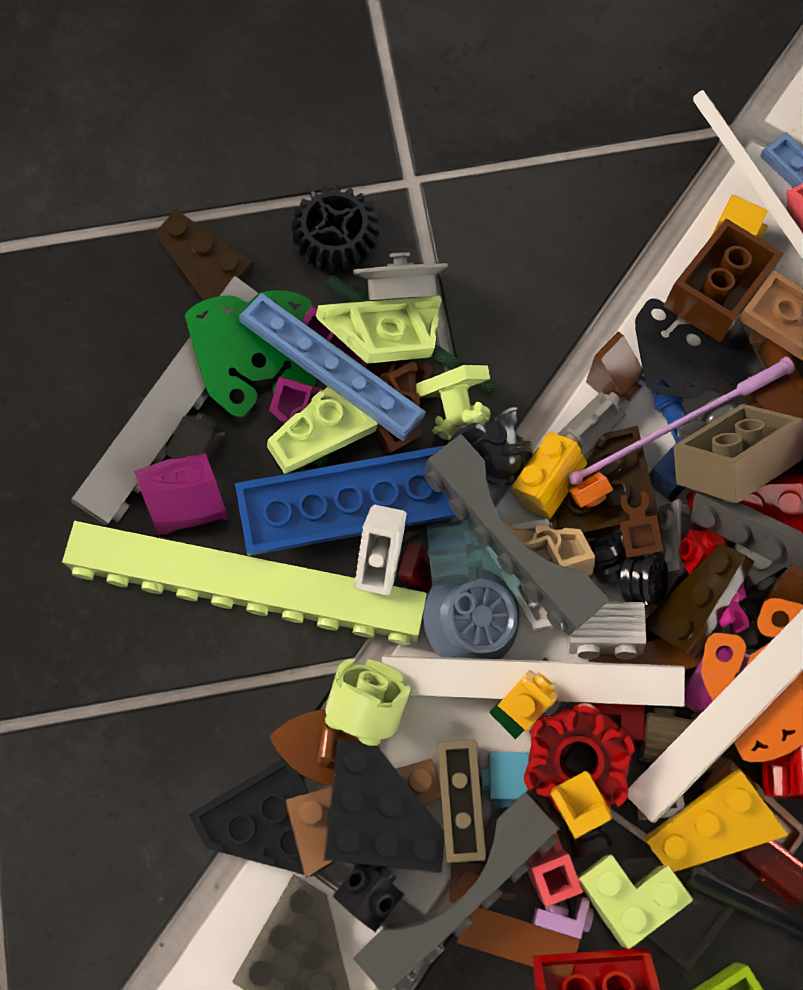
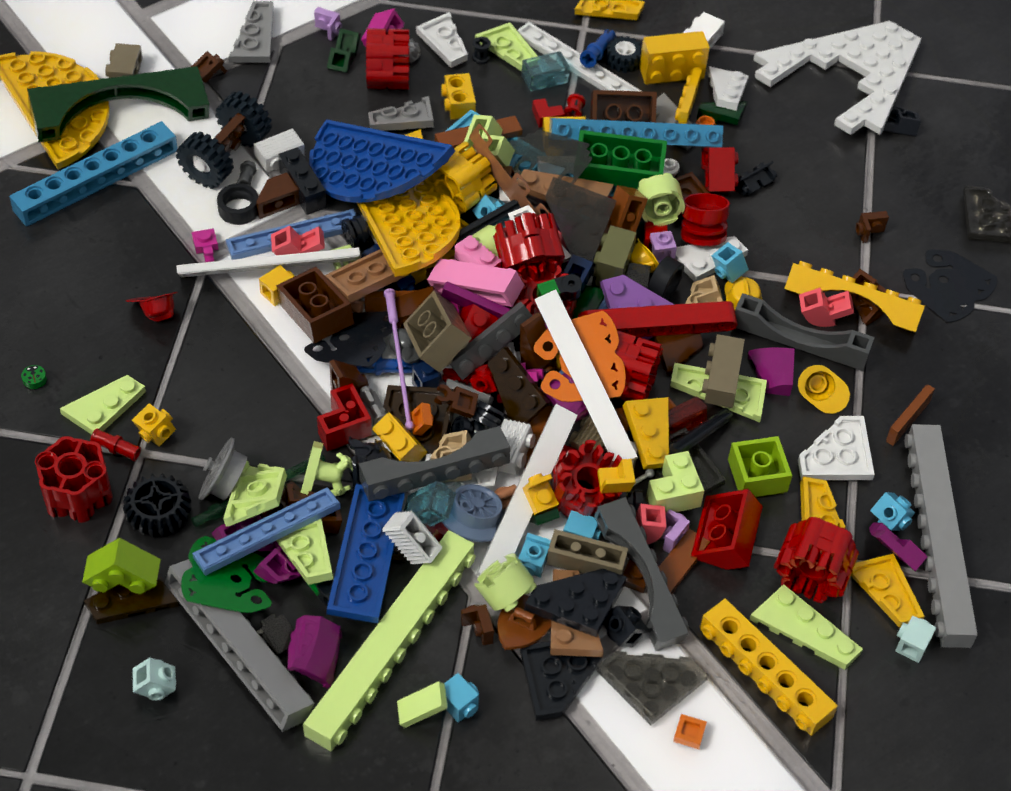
camera: 75 degrees left, 20 degrees down
(87, 329) = (154, 679): none -> light aqua brick
(153, 658) = (422, 704): none -> yellowish green tile
(184, 701) = (461, 697): none -> medium azure brick
(207, 218) = (123, 565): none -> lime brick
(304, 693) = (480, 619): none -> reddish brown bracket
(324, 119) = (73, 478): none -> red piece
(405, 147) = (116, 444): none -> red pin
(446, 173) = (154, 429): none -> yellow brick
(455, 723) = (535, 554): none -> medium azure brick
(461, 111) = (104, 405): none -> yellowish green wing
(467, 19) = (34, 377): none -> green tile
(525, 647) = (505, 494): none -> nougat plate
(553, 398) = (346, 420): none -> red brick
(633, 95) = (156, 307): none -> red piece
(767, 111) = (205, 243): none -> dark pink plate

